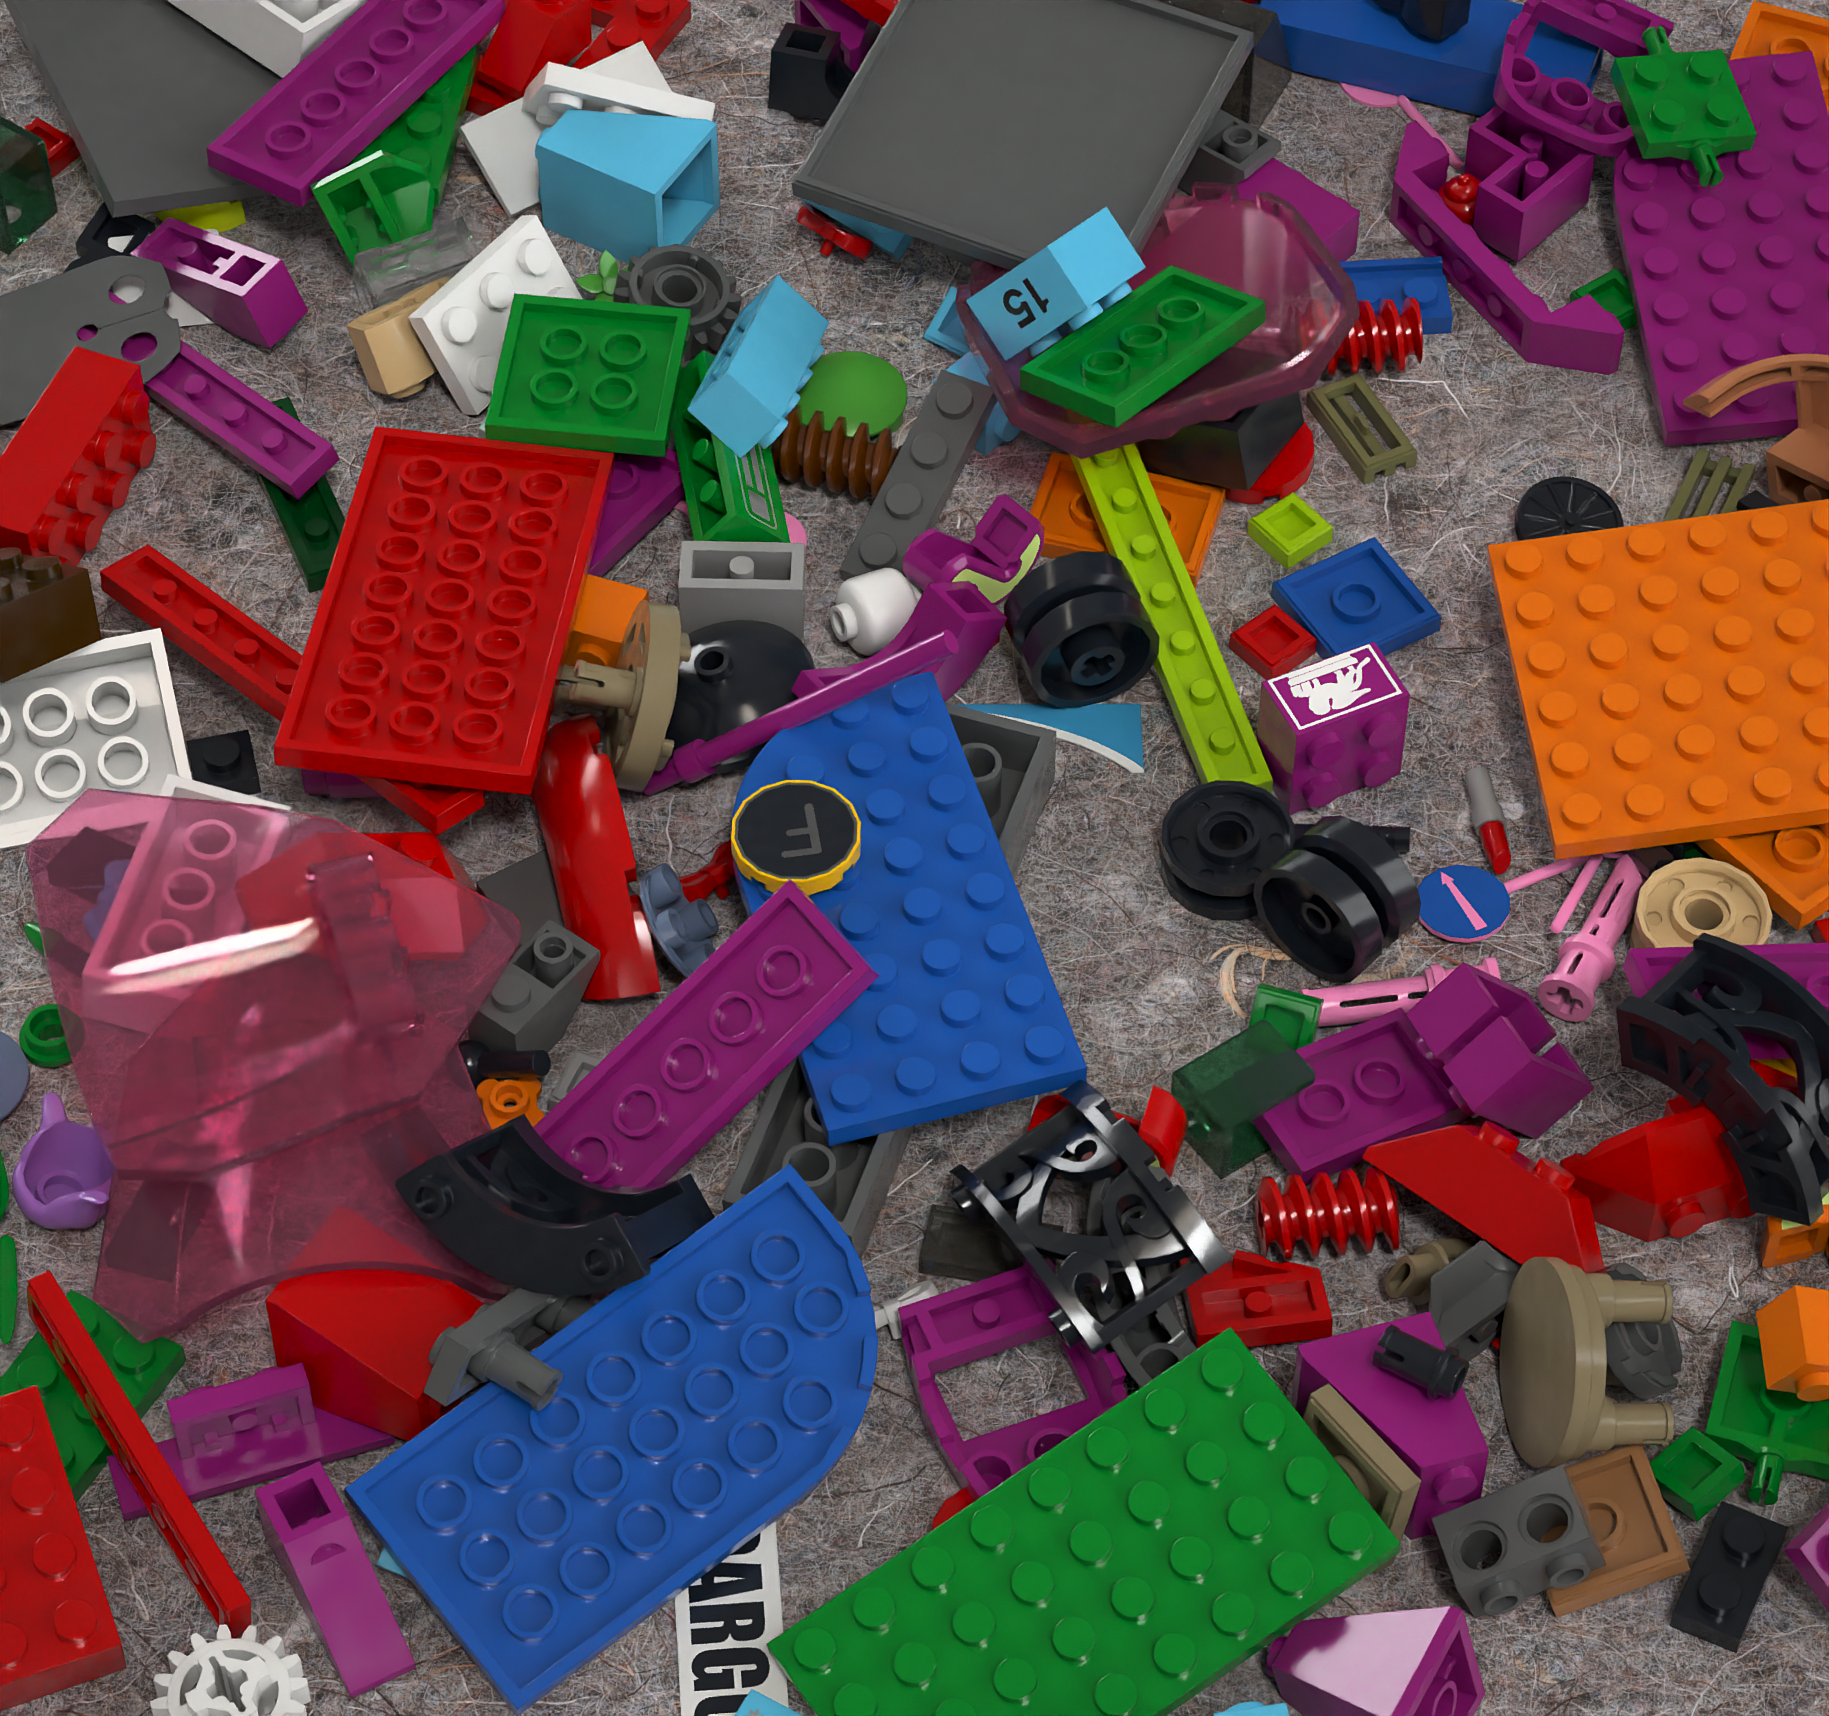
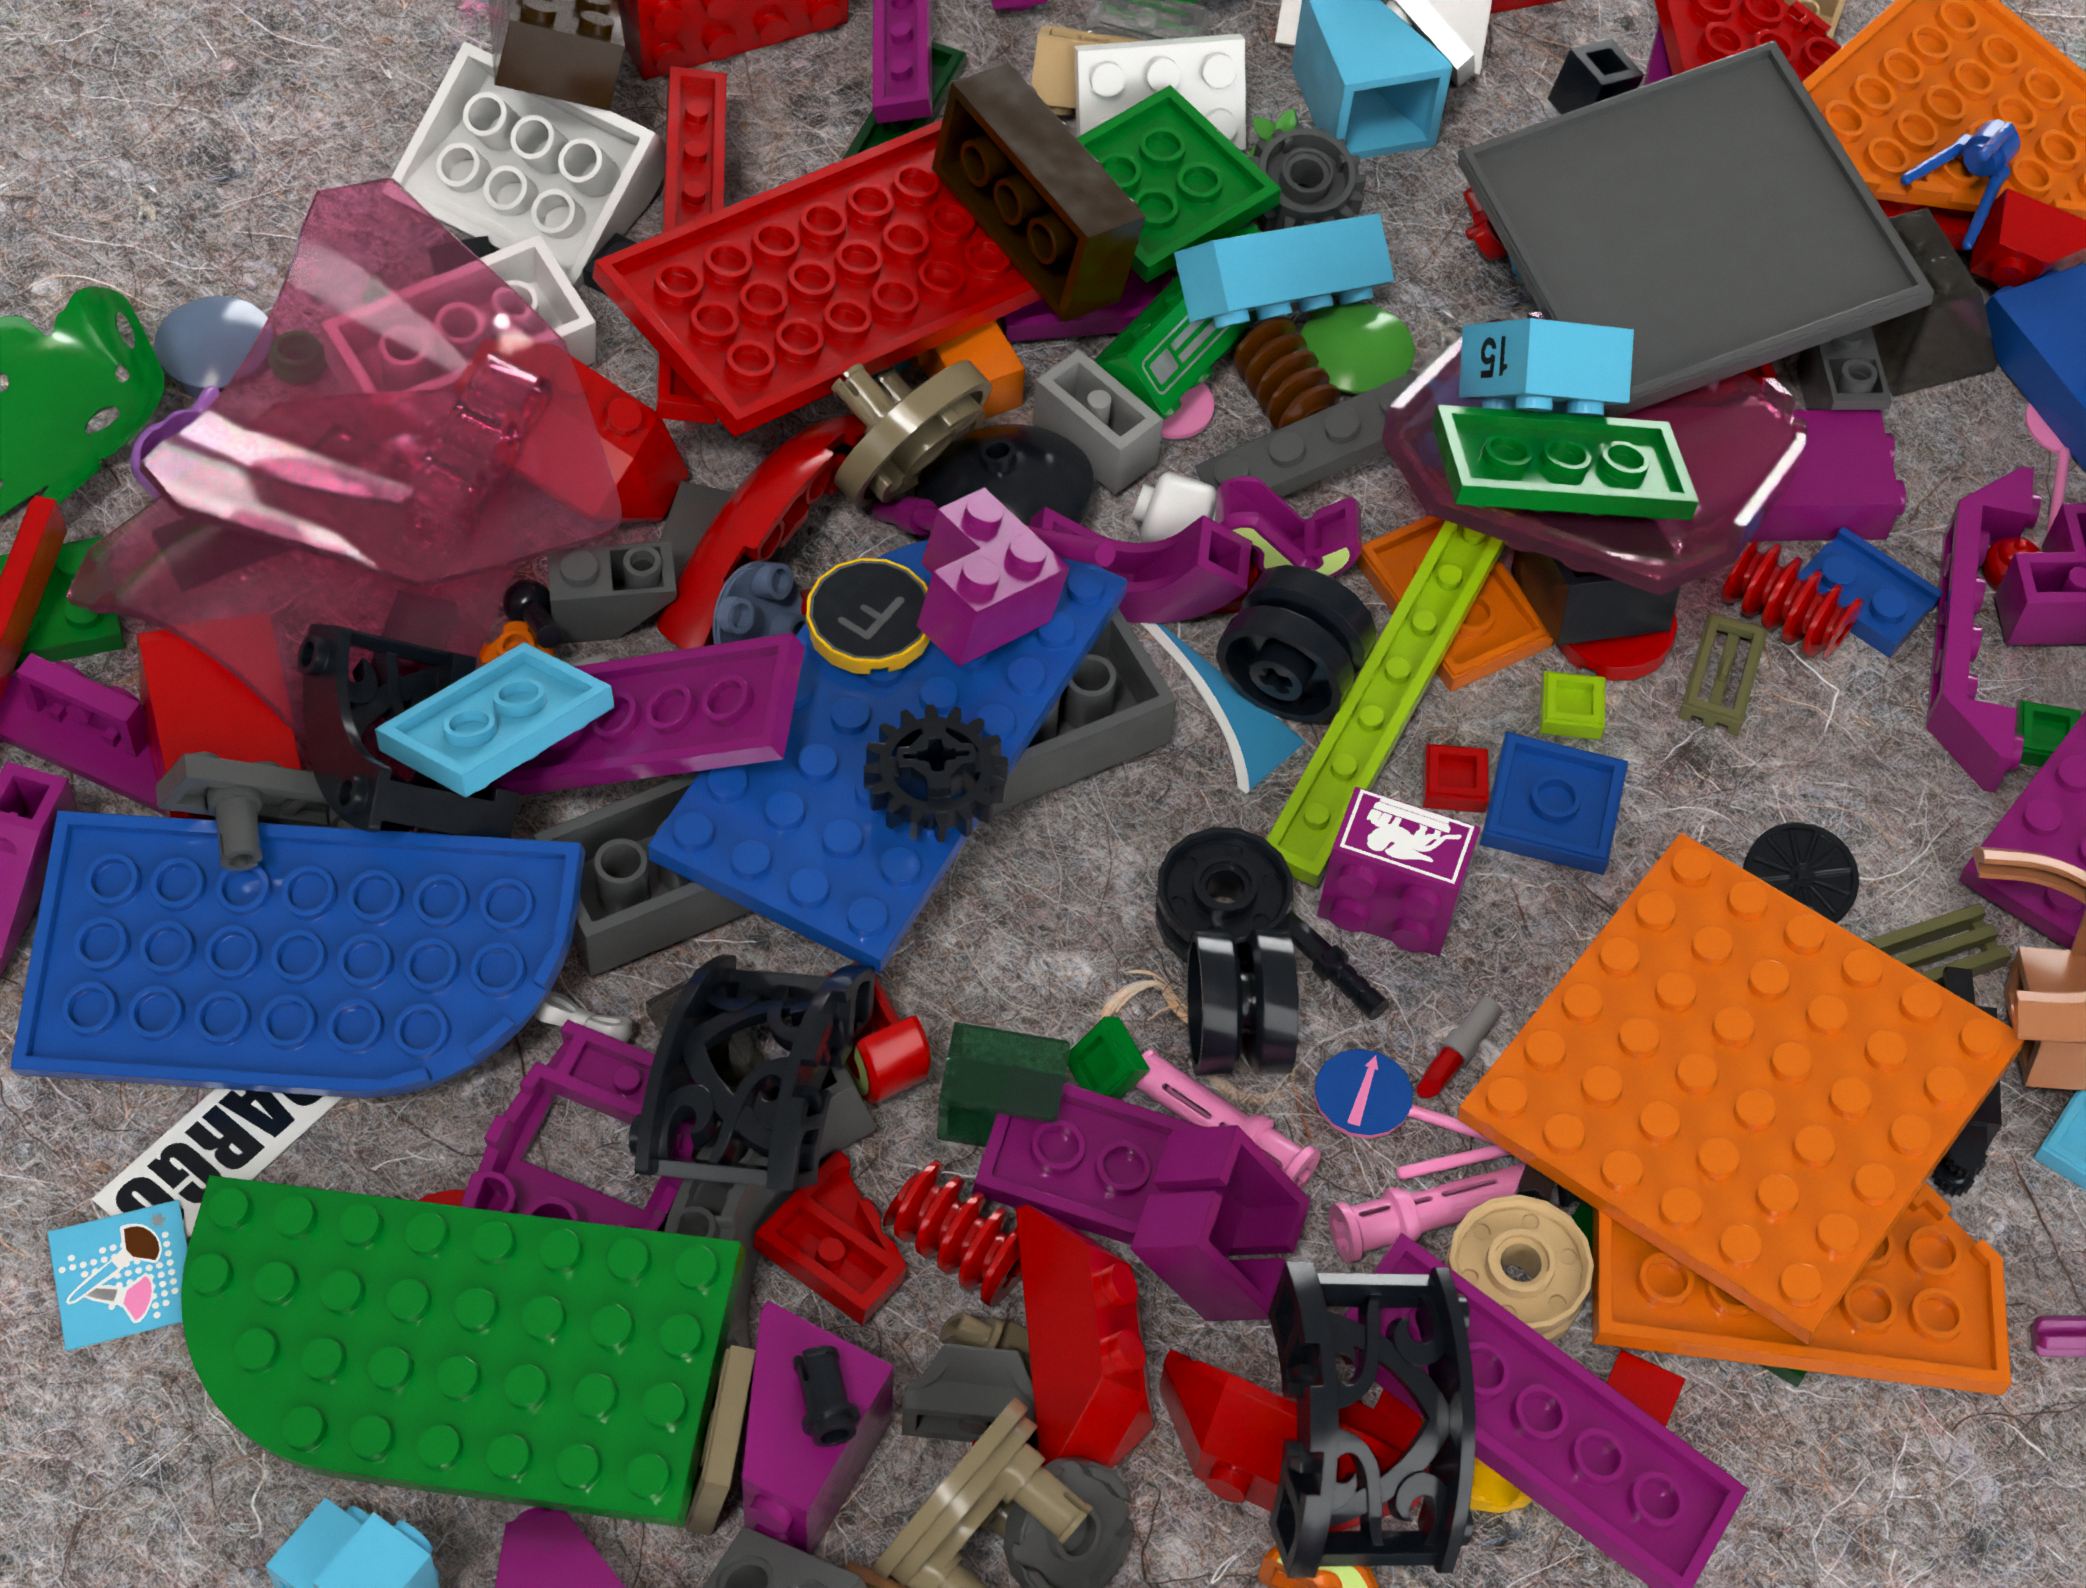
camera: 40 degrees right, 5 degrees up
(538, 439) = (1037, 192): none -> dark brown brick
(612, 1134) = (494, 719): none -> medium azure plate
(858, 729) = (986, 579): none -> magenta brick
(986, 901) = (935, 773): none -> black gear

